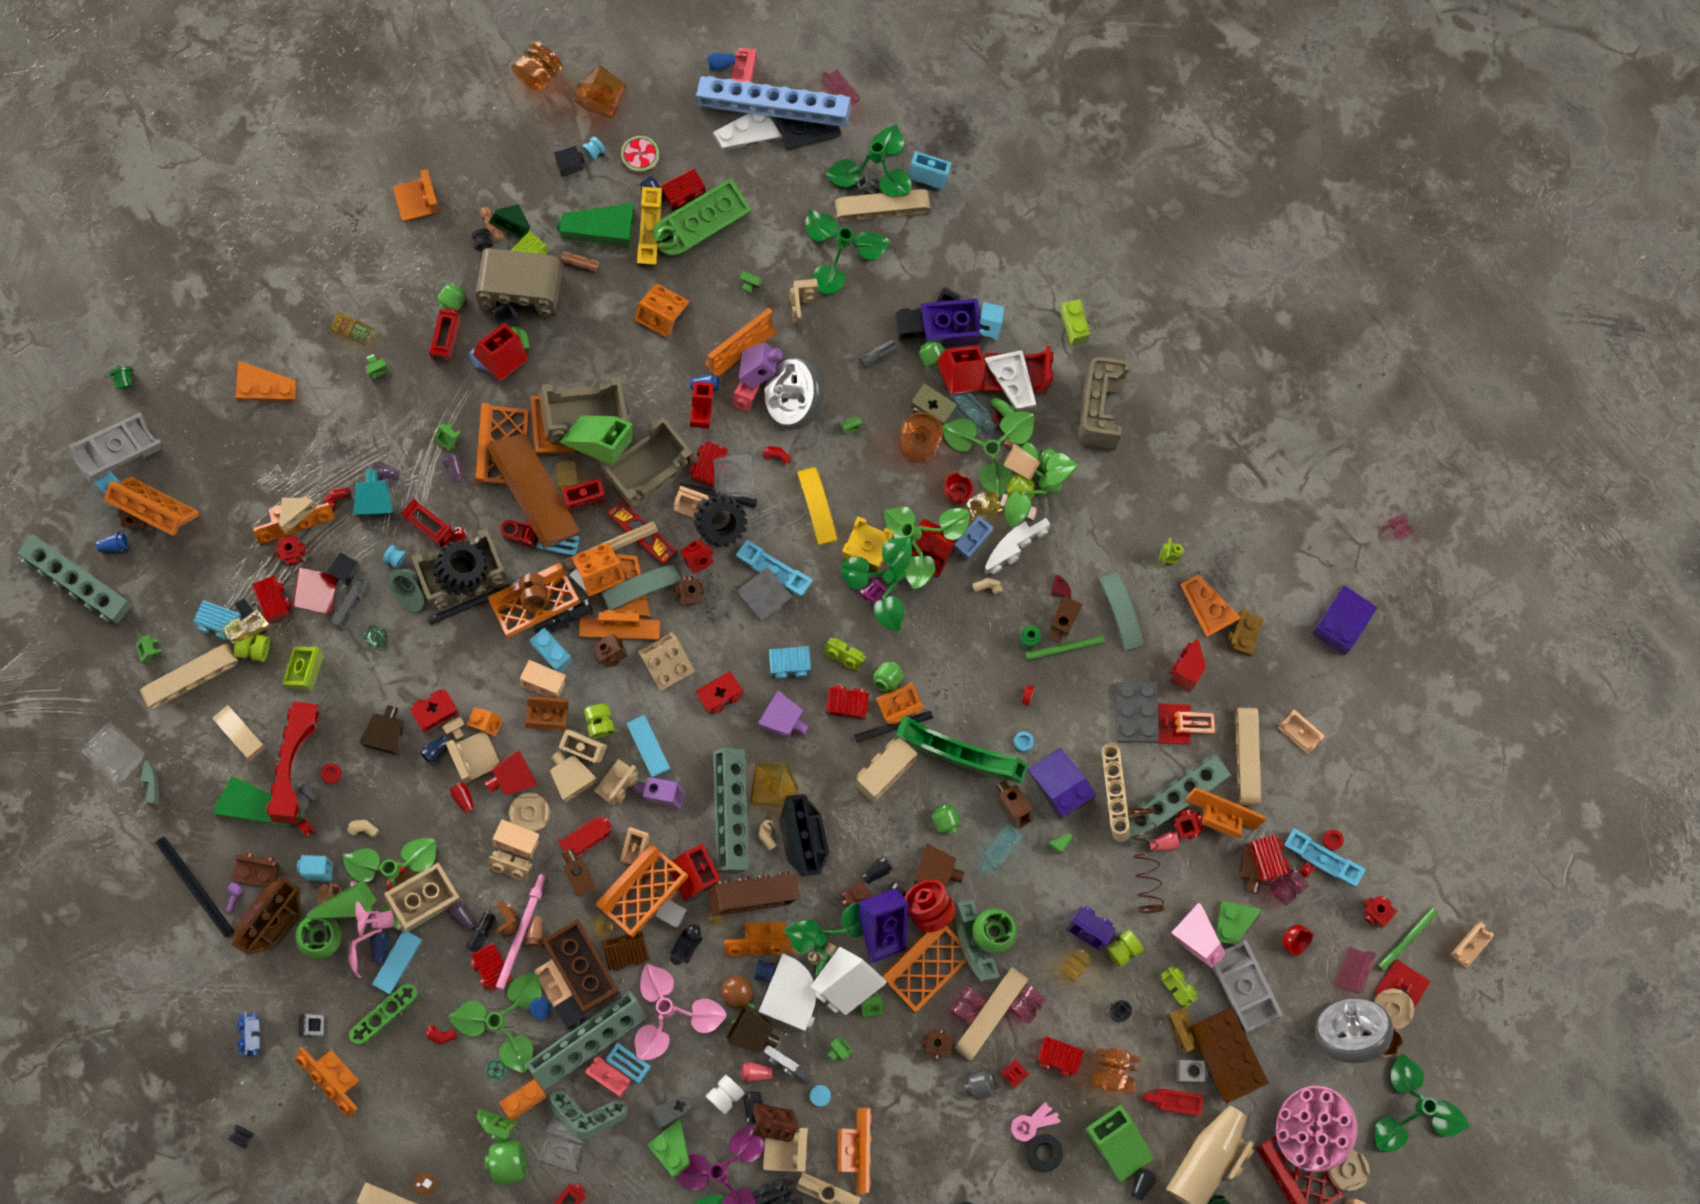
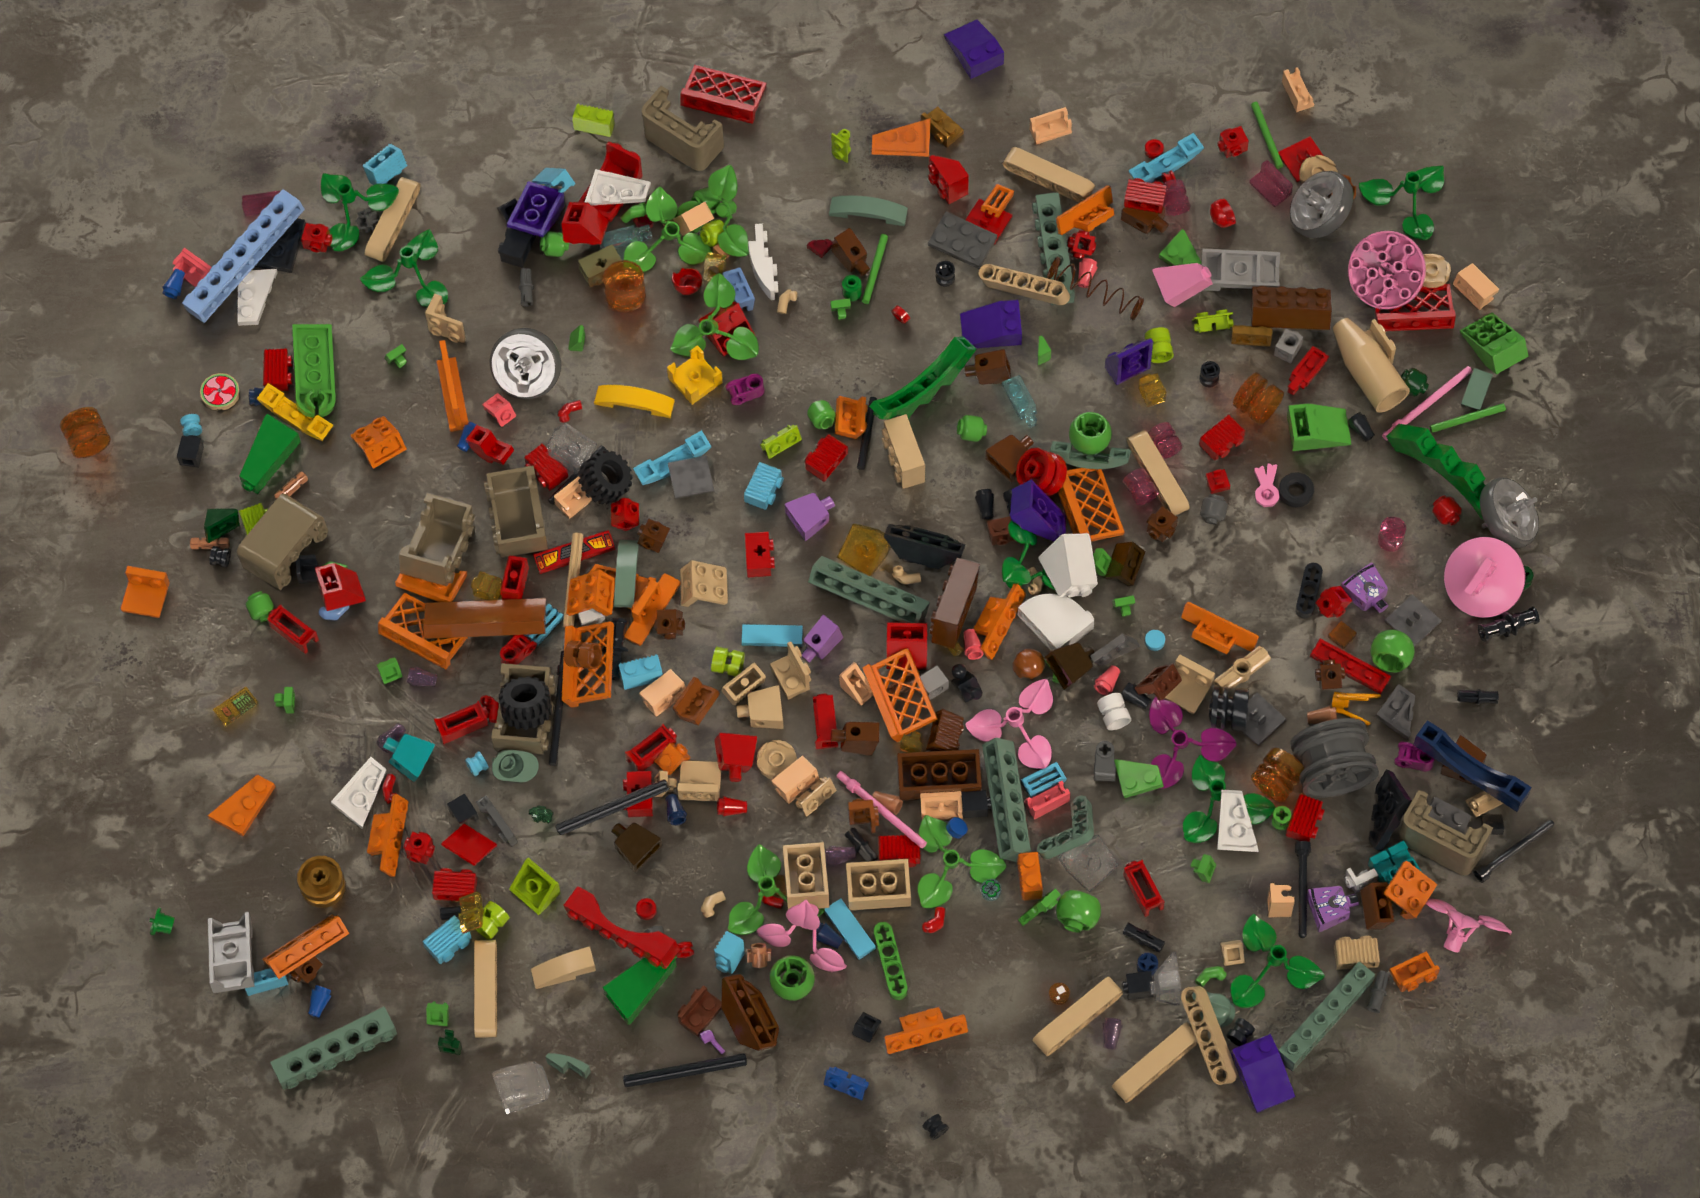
camera: 55 degrees left, 10 degrees down
(121, 673) = (449, 1043): none -> dark green plate
(219, 486) = (321, 881): none -> pearl gold wheel
(294, 511) = (386, 822): tan slope -> none
(320, 474) = (360, 792): none -> white wing
(344, 903) = (777, 936): bright green slope -> none
(419, 708) = (612, 807): none -> black axle
(446, 966) = (878, 884): none -> tan brick
(502, 706) = (643, 763): none -> red window
(599, 92) = (140, 396): clear orange slope -> none
(599, 437) = (473, 532): bright green slope -> none
(728, 930) = (972, 645): none -> coral cone
(758, 364) = (481, 379): medium lavender torso -> none
(764, 971) = (1024, 632): dark blue wheel -> none
(827, 152) = (316, 237): none -> red brick
(856, 571) = (723, 344): green plant -> none
(883, 1029) = (1125, 562): none -> dark brown panel
(1006, 637) = (840, 306): none -> bright green tile
(1023, 741) = (938, 339): medium azure tile -> none
(1091, 710) = (945, 273): none -> black wheel
(1153, 420) = (719, 104): none -> red fence

